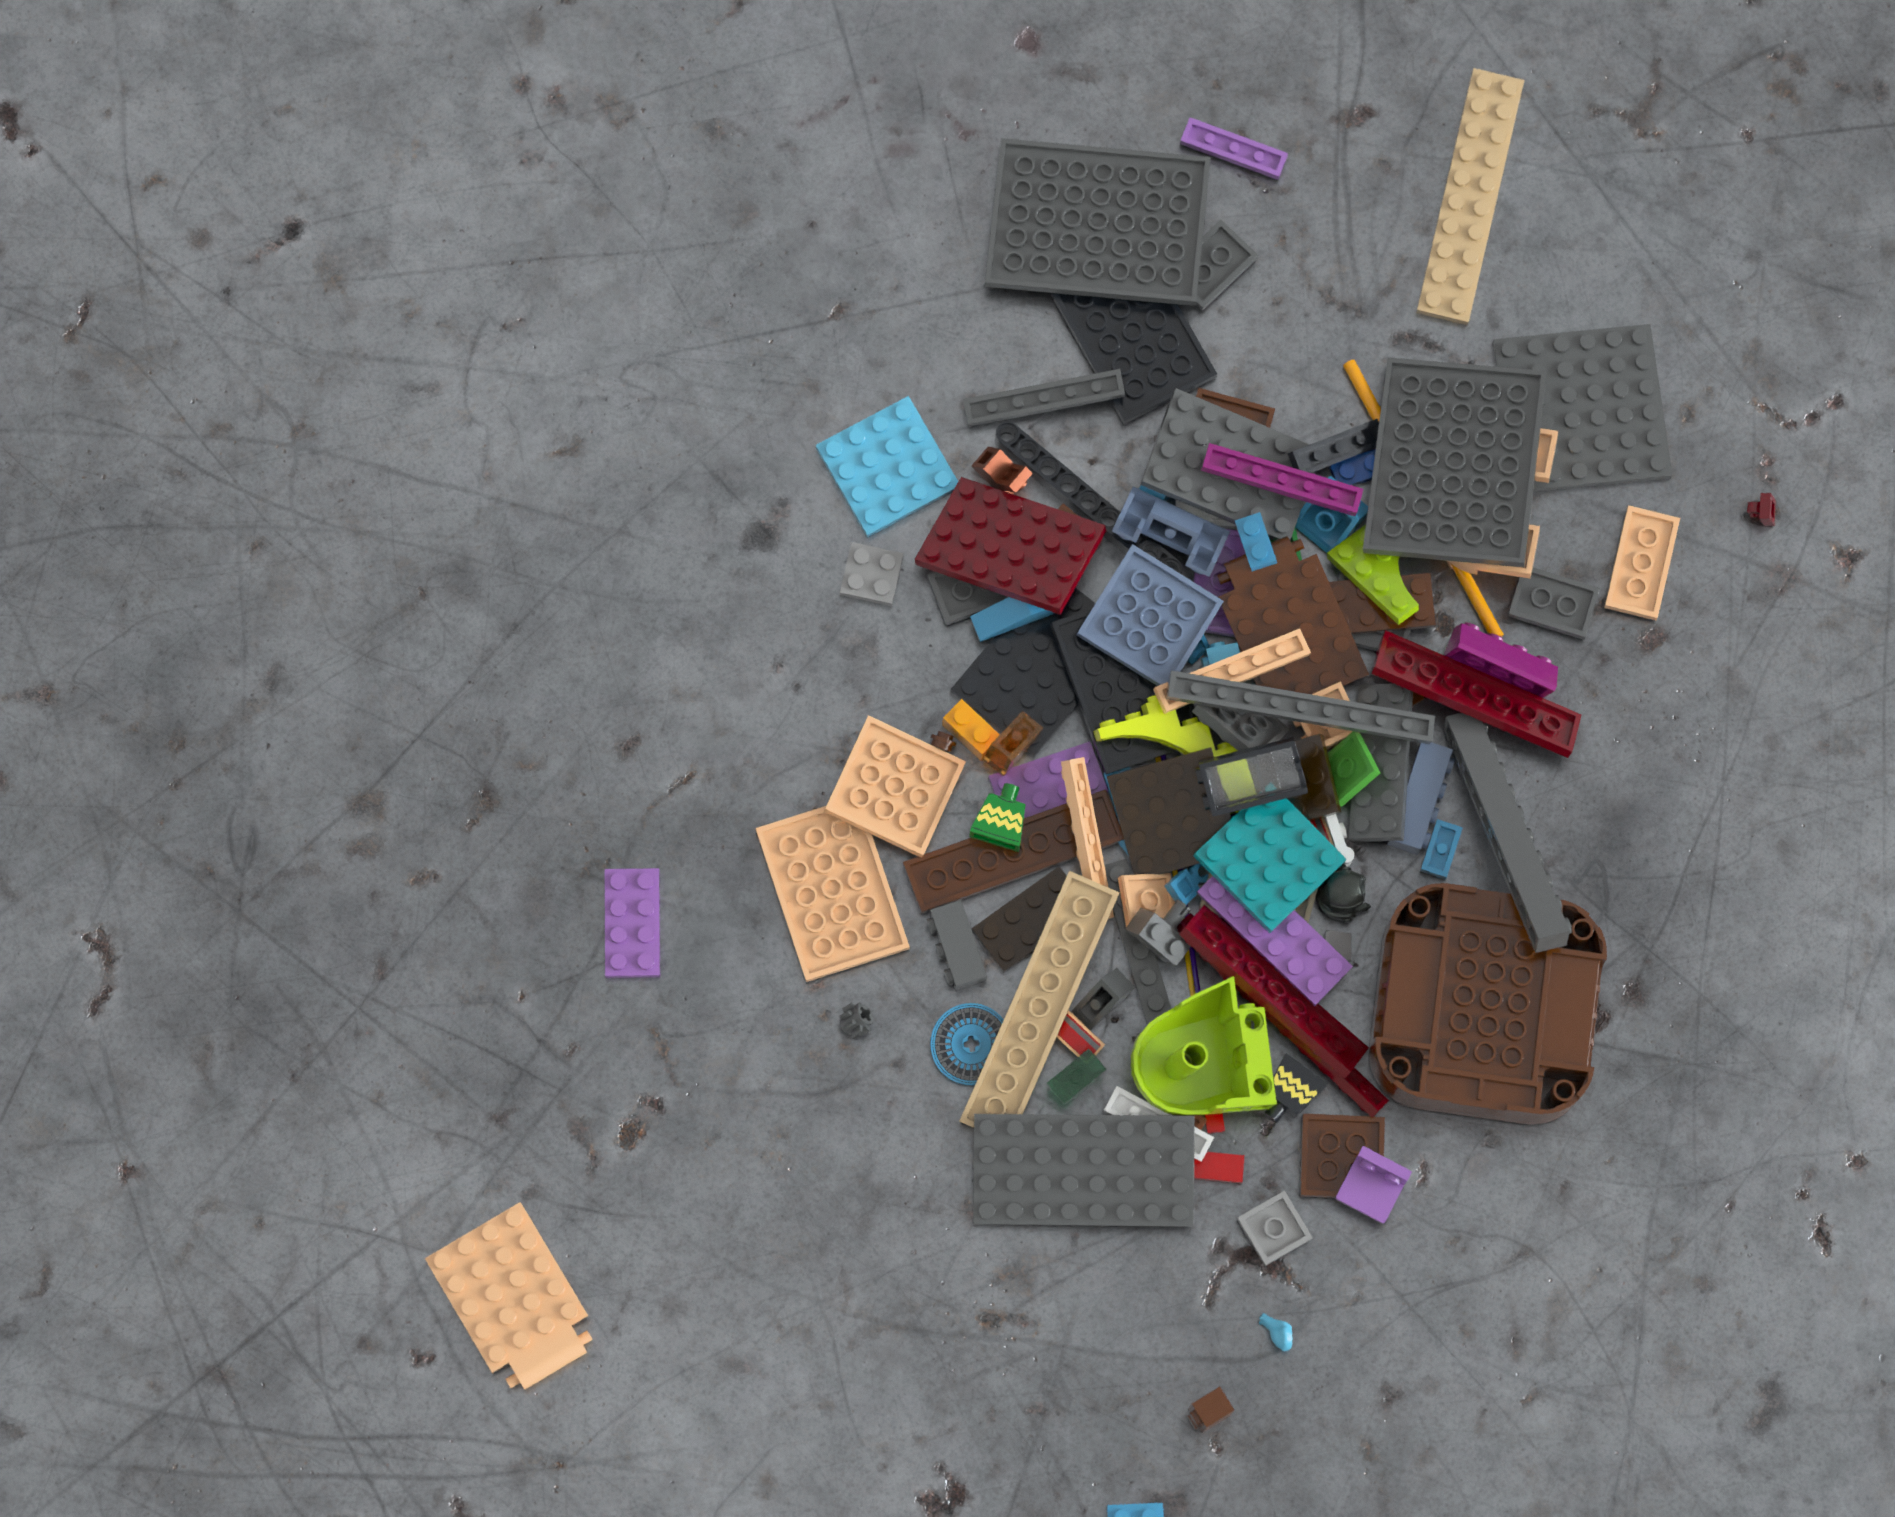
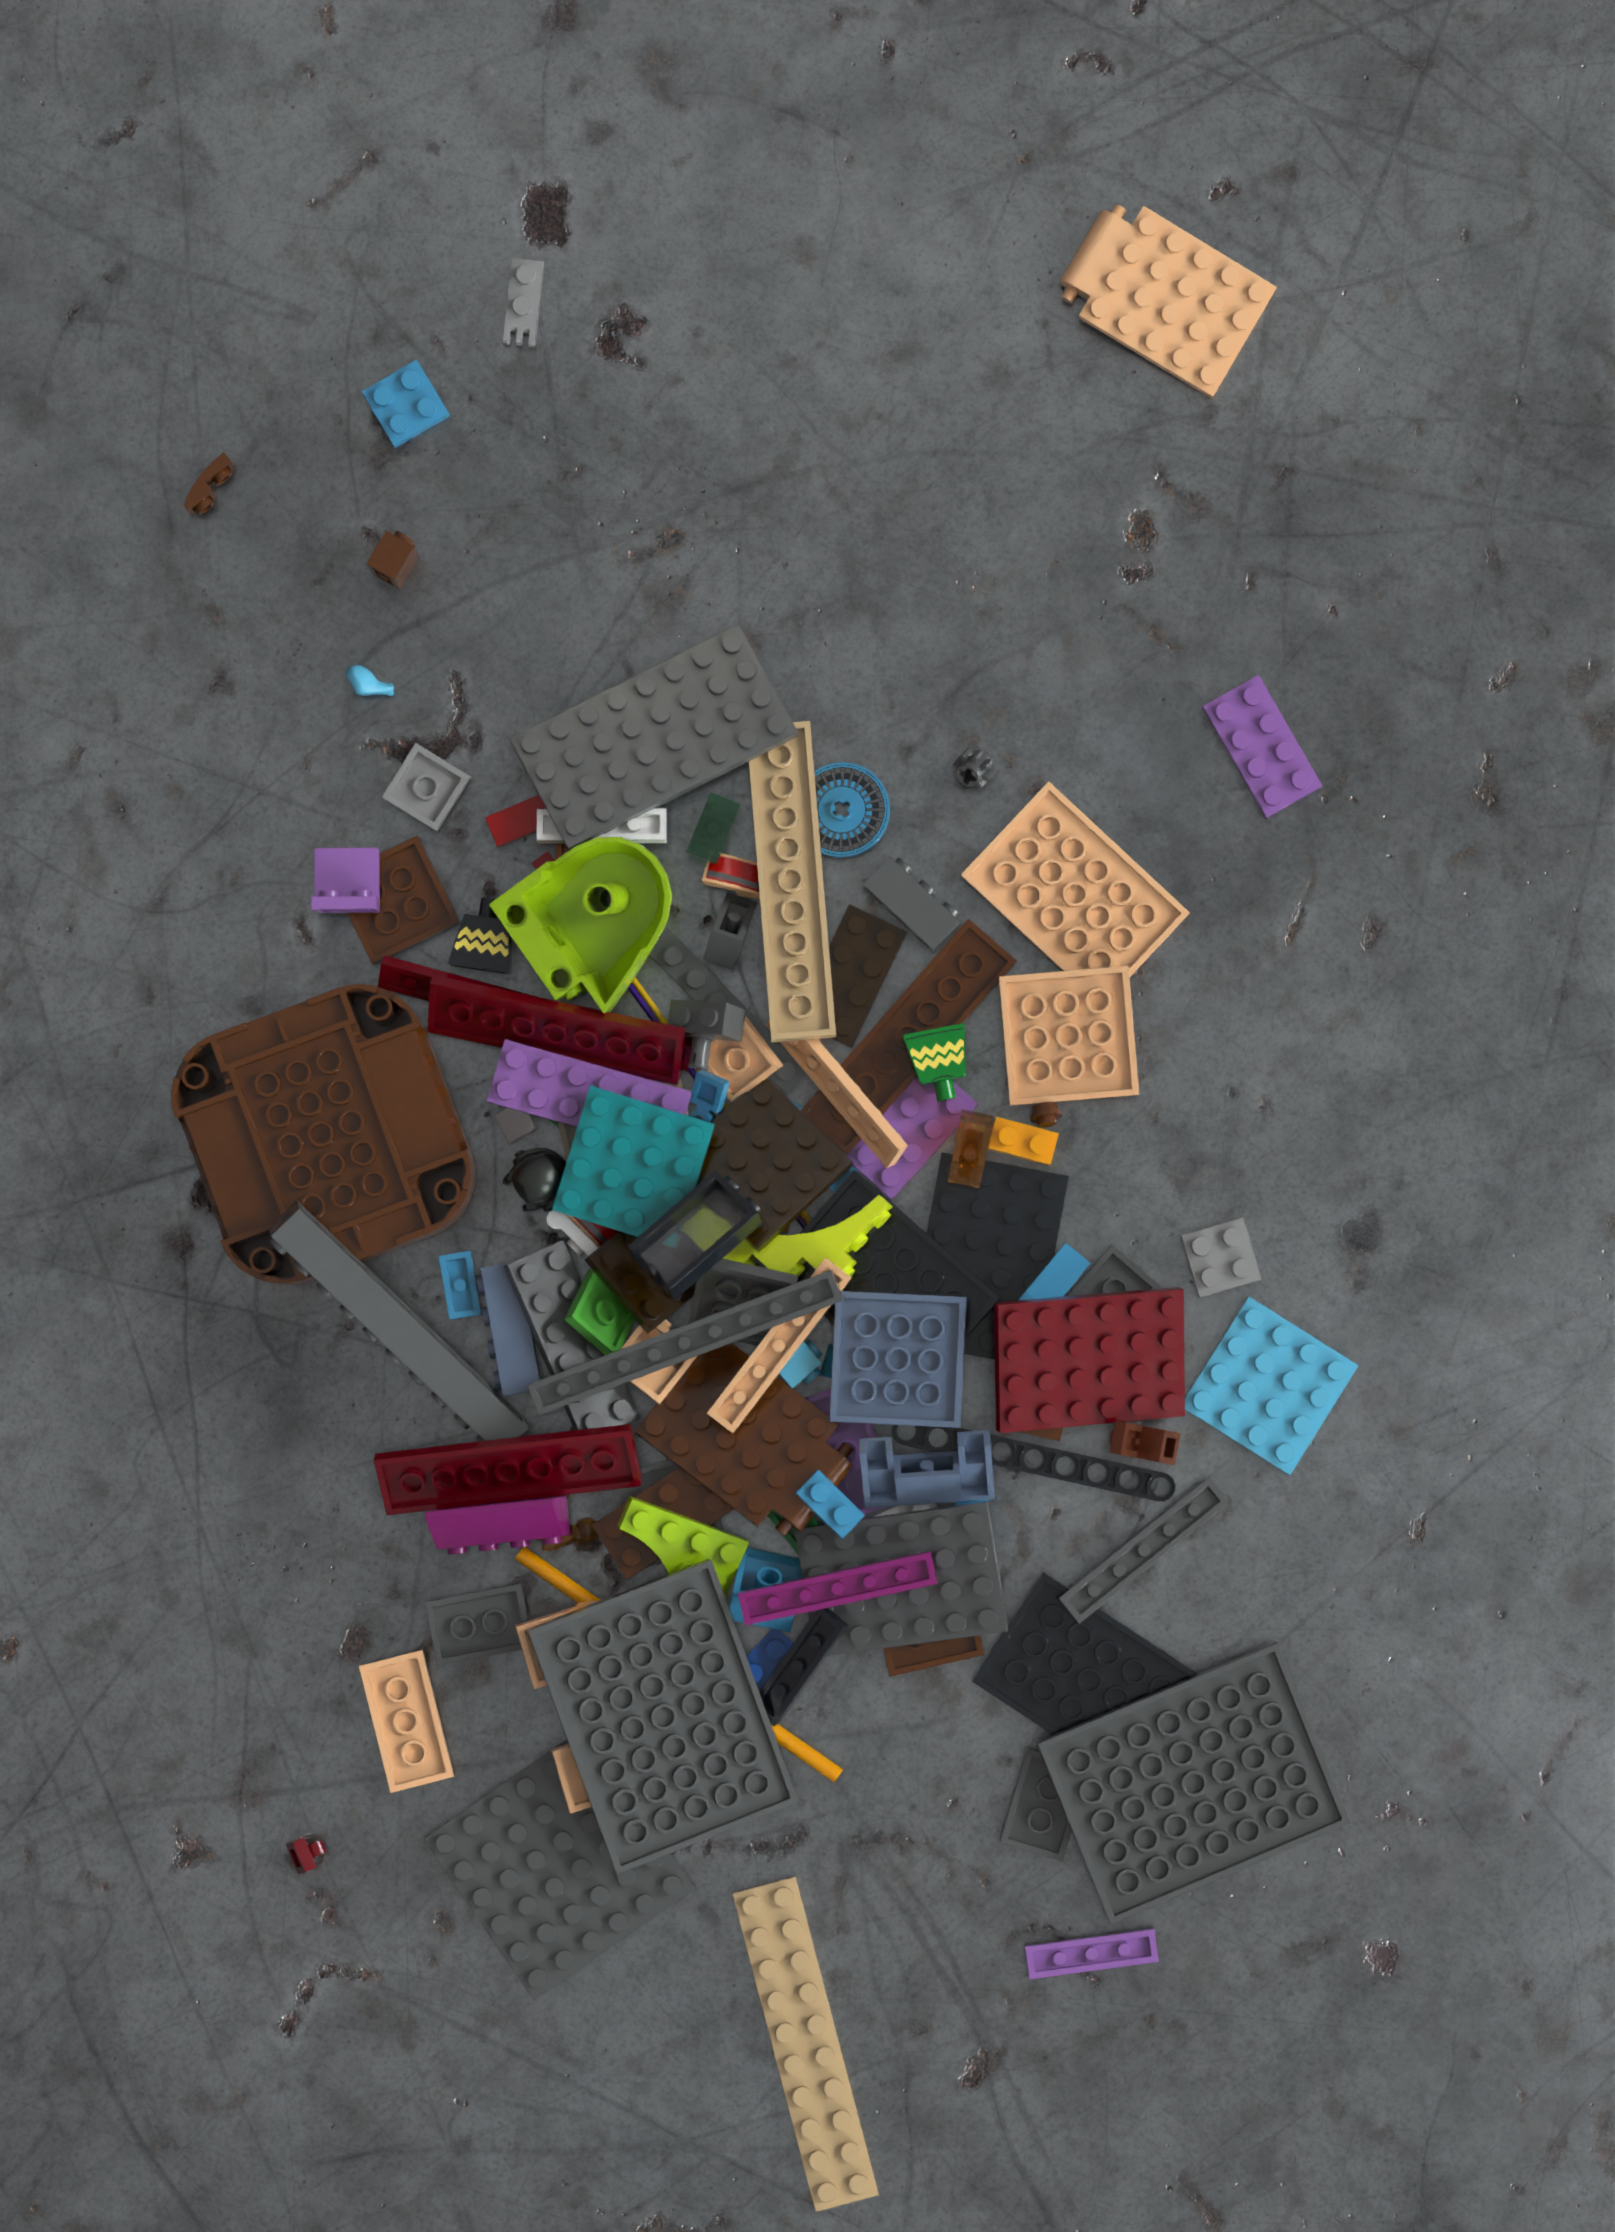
camera: 160 degrees right, 10 degrees up
(1443, 628) = (580, 1533): none -> clear orange bar

